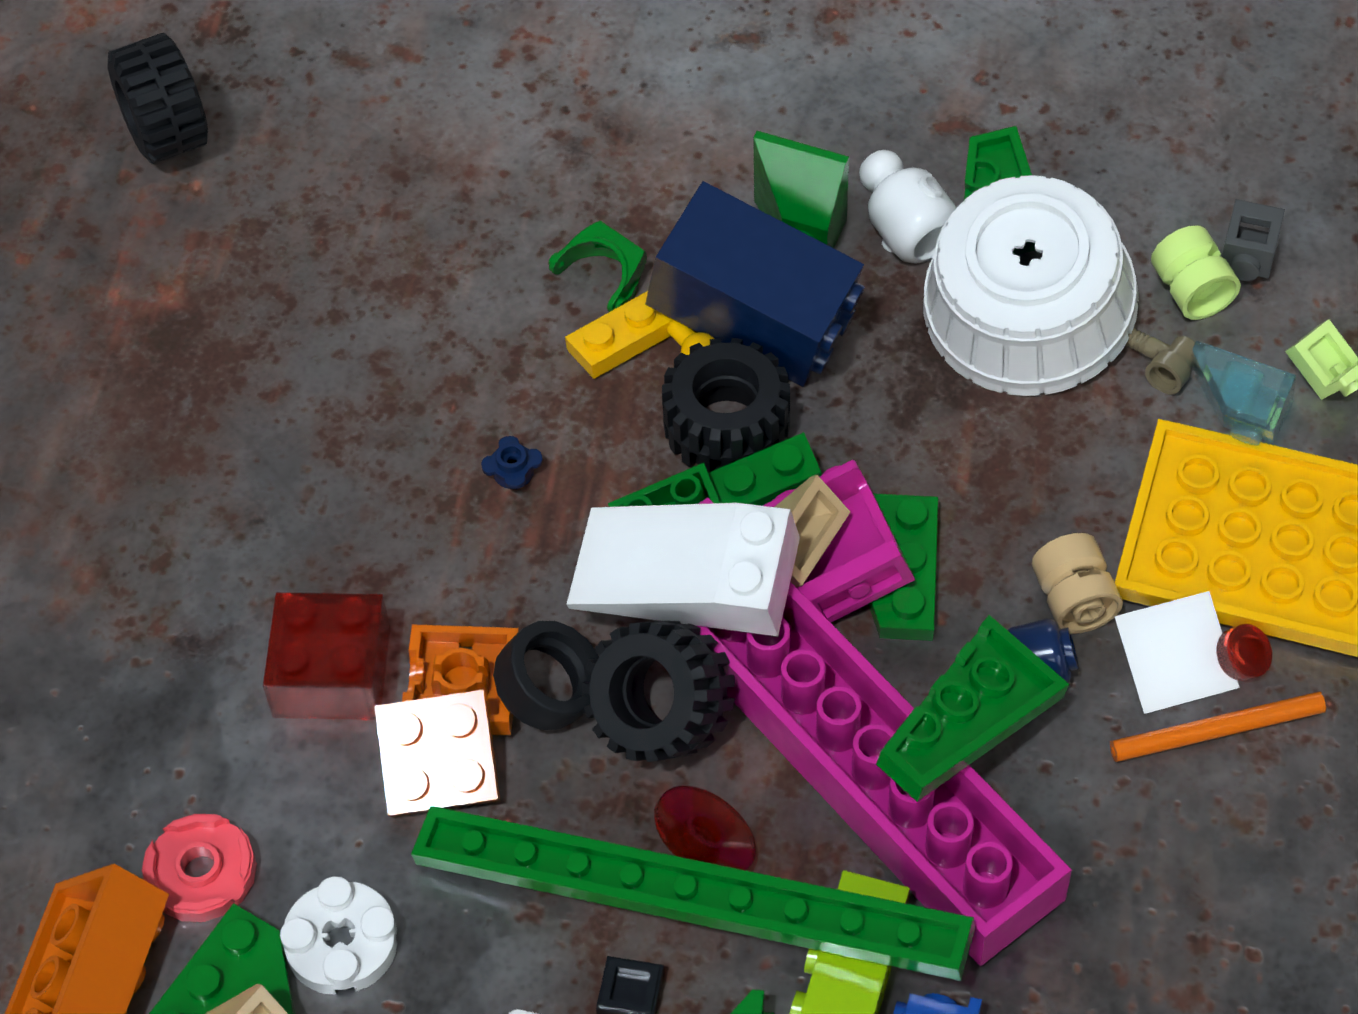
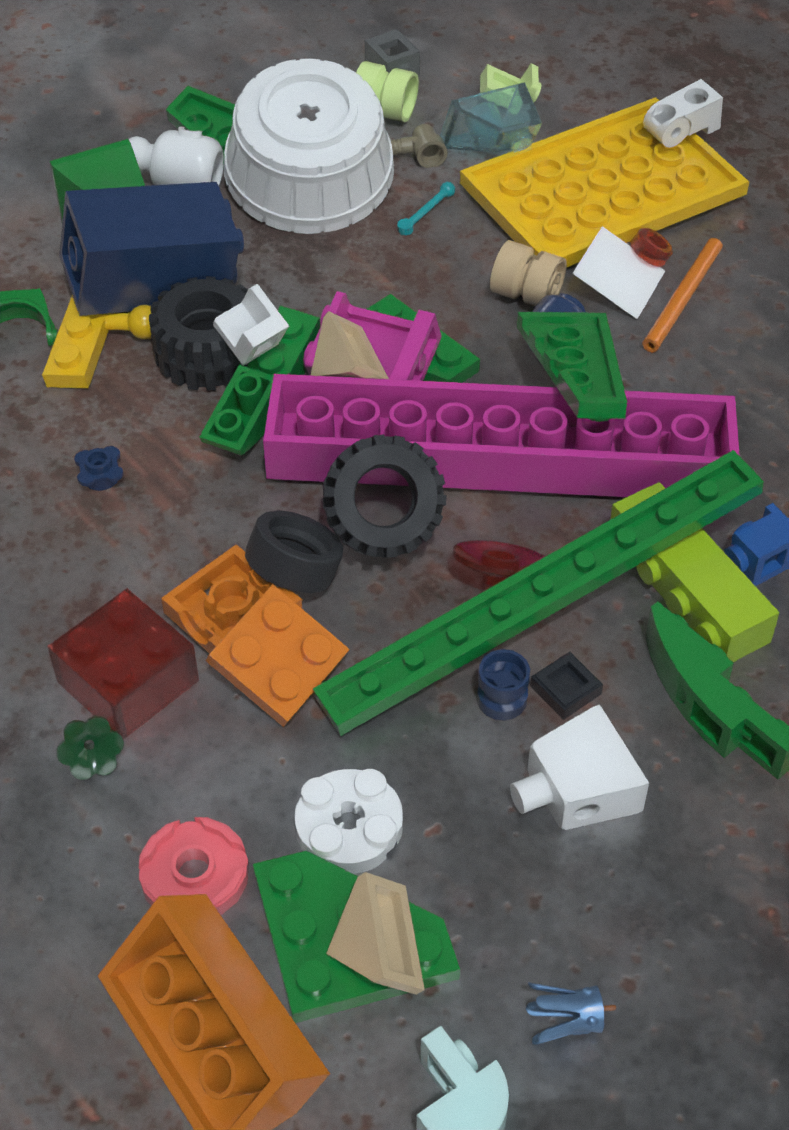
camera: 50 degrees left, 5 degrees down
(232, 703) = (94, 757): none -> dark green plant
(568, 928) = (503, 684): none -> dark blue wheel
(688, 564) = (320, 406): white slope -> none
(733, 436) = (251, 326): none -> white panel
(1050, 435) = (406, 226): none -> teal hinge

